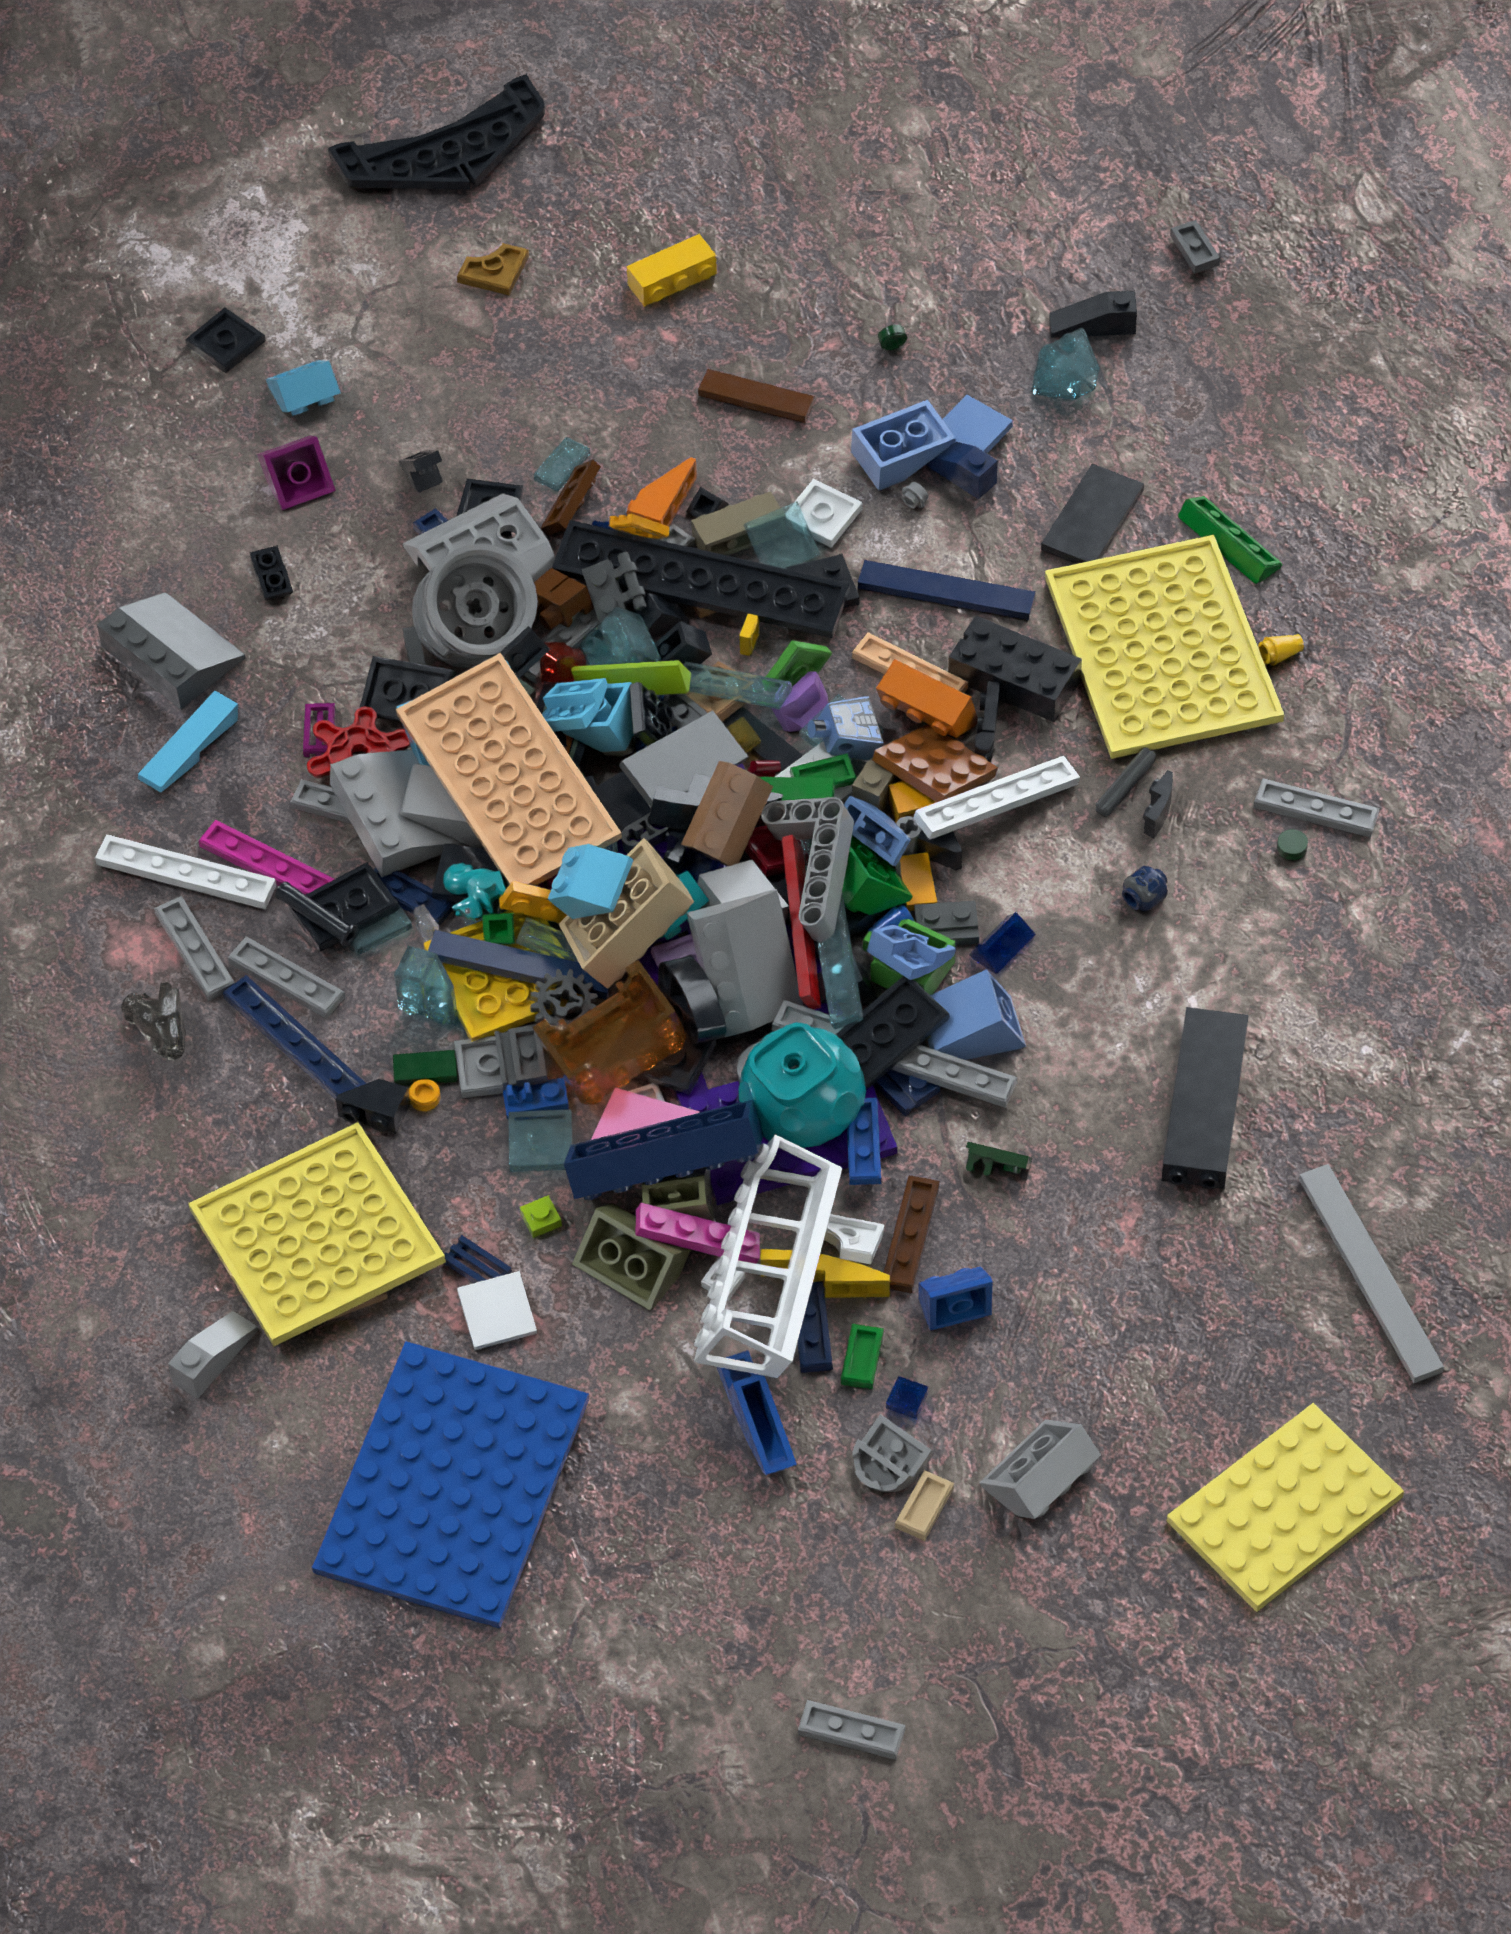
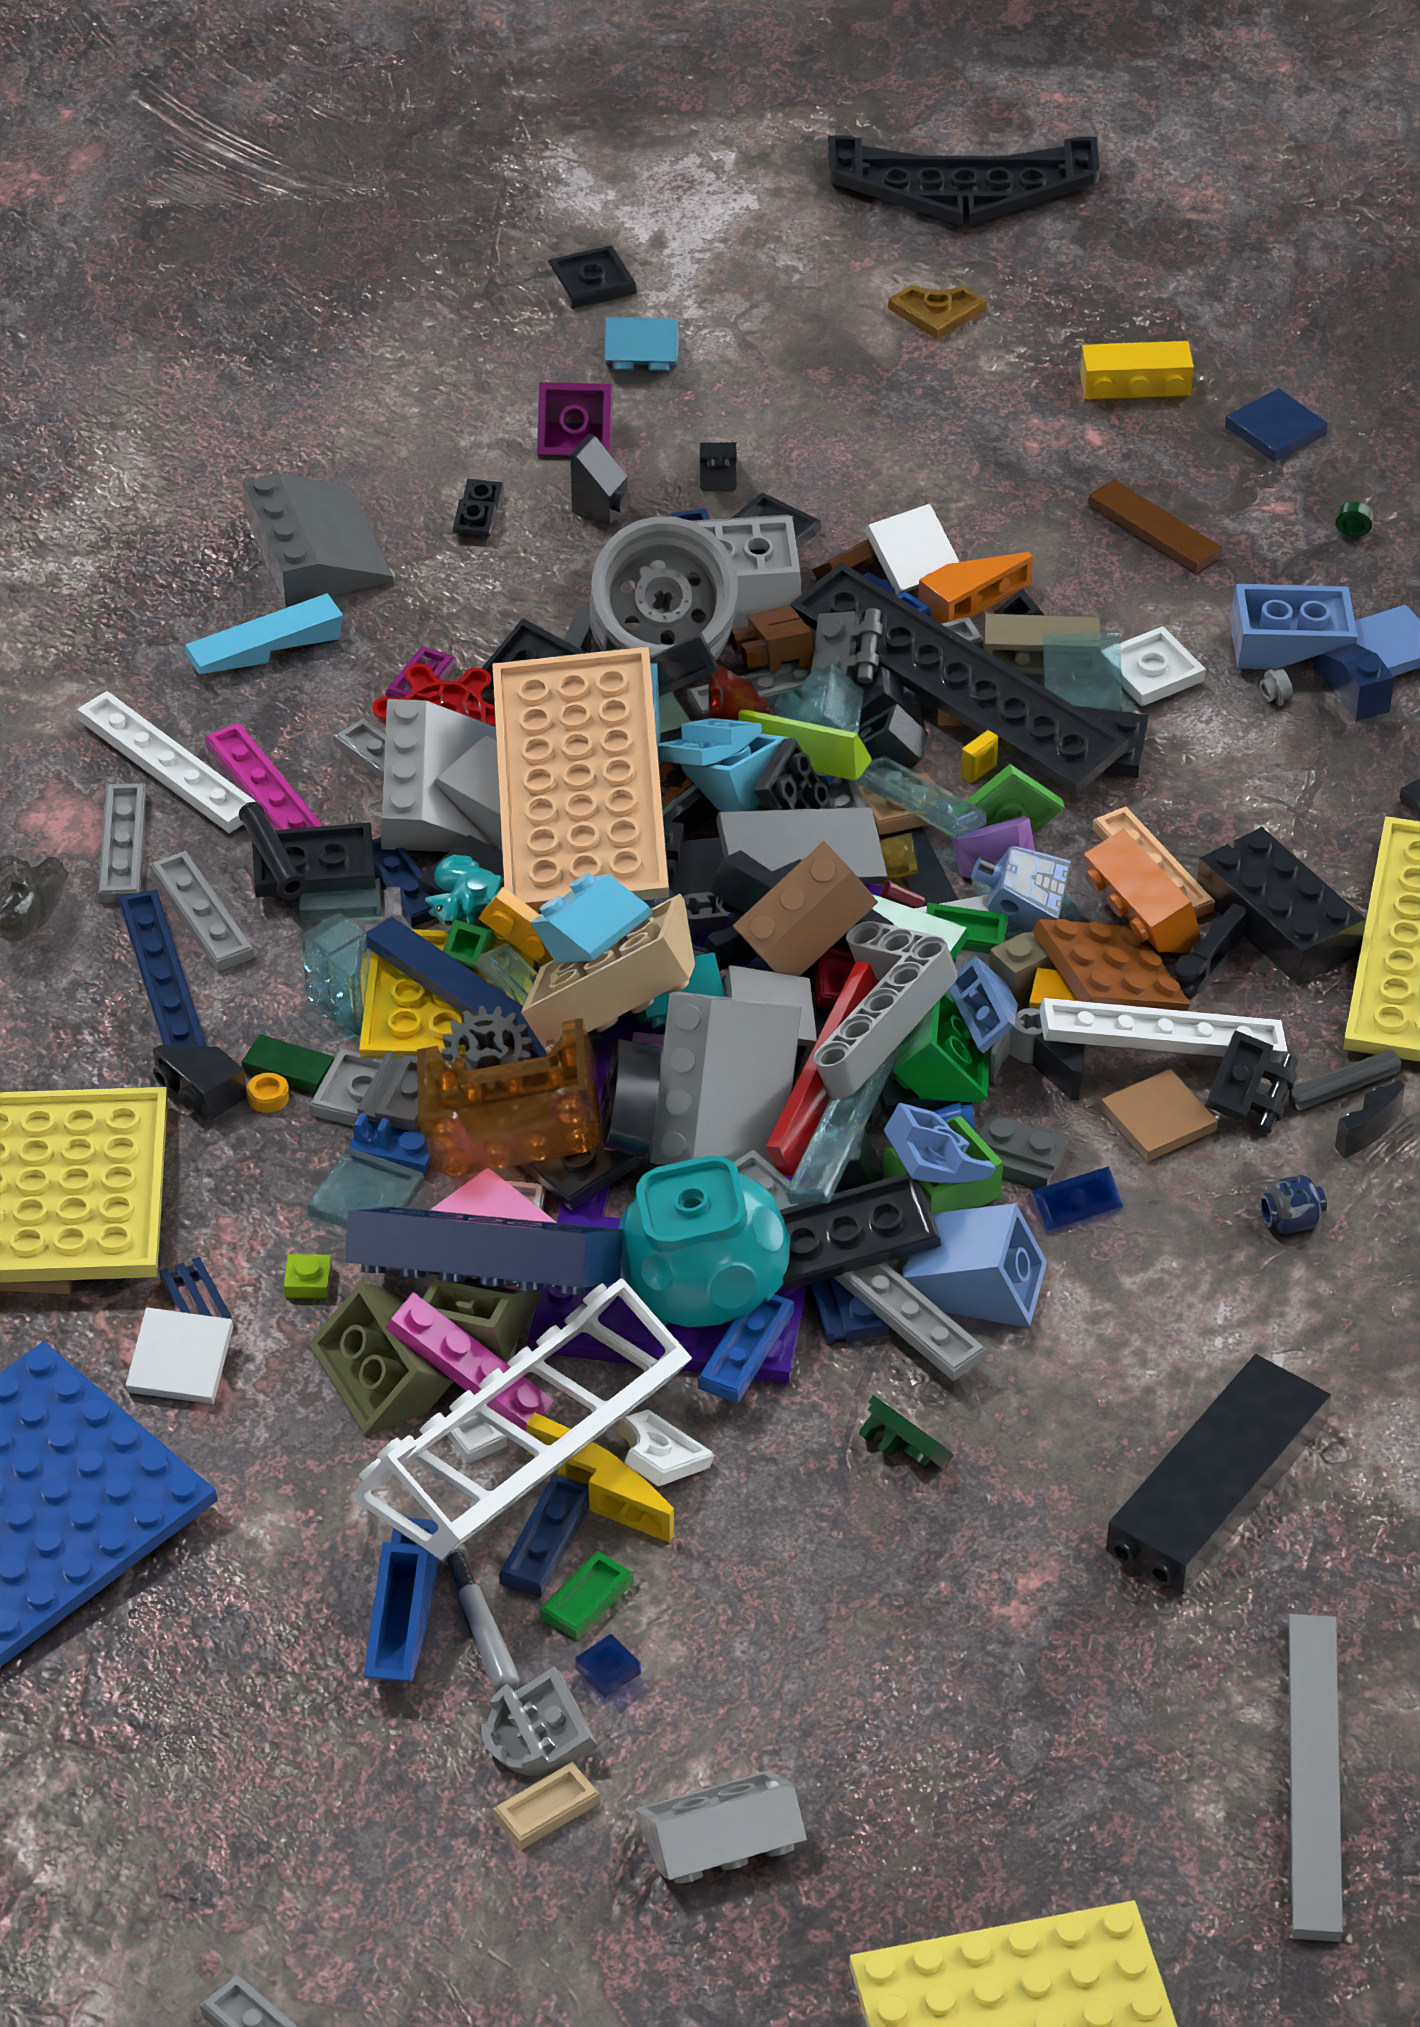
camera: 25 degrees right, 10 degrees down
(352, 521) = (597, 482): none -> black slope
(561, 463) = (859, 518): clear light blue tile -> none
(606, 485) = (910, 546): none -> white tile
(639, 526) = (915, 593): light orange tile -> none
(792, 277) = (1276, 425): none -> dark blue tile
(816, 1410) = (483, 1627): none -> light grey piece
(911, 1232) = (742, 1479): reddish brown tile -> none
(918, 879) = (1012, 1088): light orange tile -> none
(946, 590) = (1254, 798): dark blue tile -> none
(956, 1297) = (742, 1573): blue slope -> none
(1021, 858) = (1158, 1115): none -> medium nougat tile
(1063, 810) = (1239, 1076): none -> black plate

